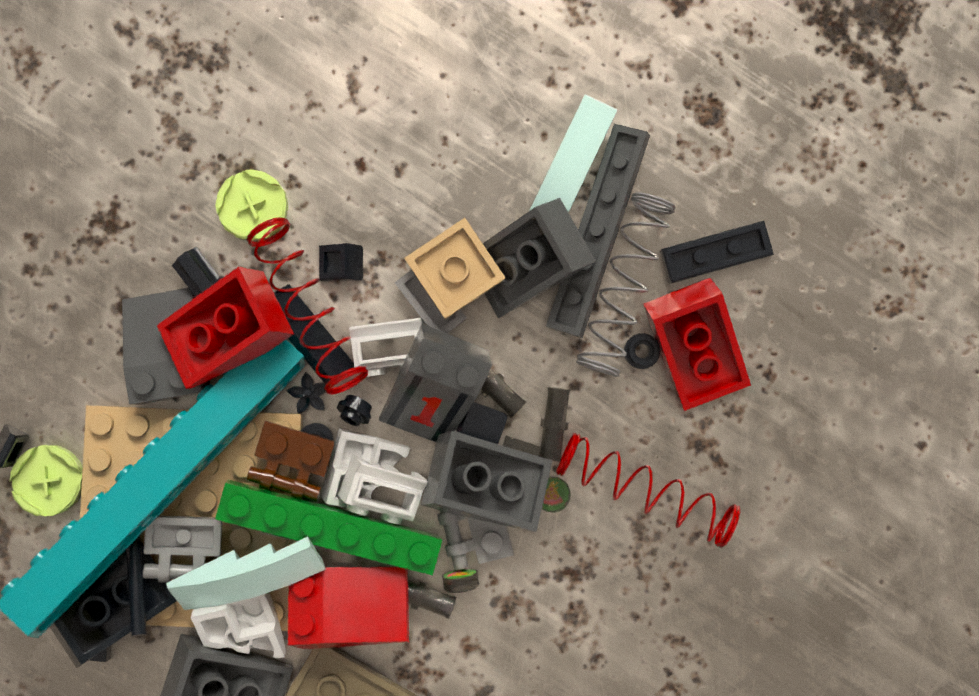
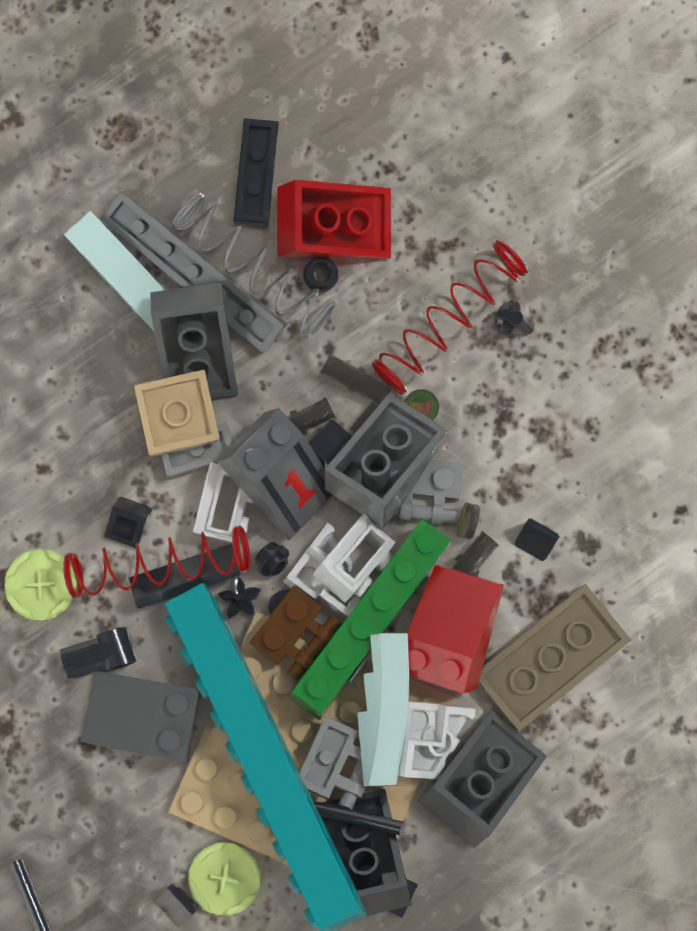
camera: 70 degrees left, 5 degrees down
(225, 327) = (148, 643): red slope -> none
(468, 651) = (536, 539): none -> black slope
(671, 545) = (509, 316): none -> black plate

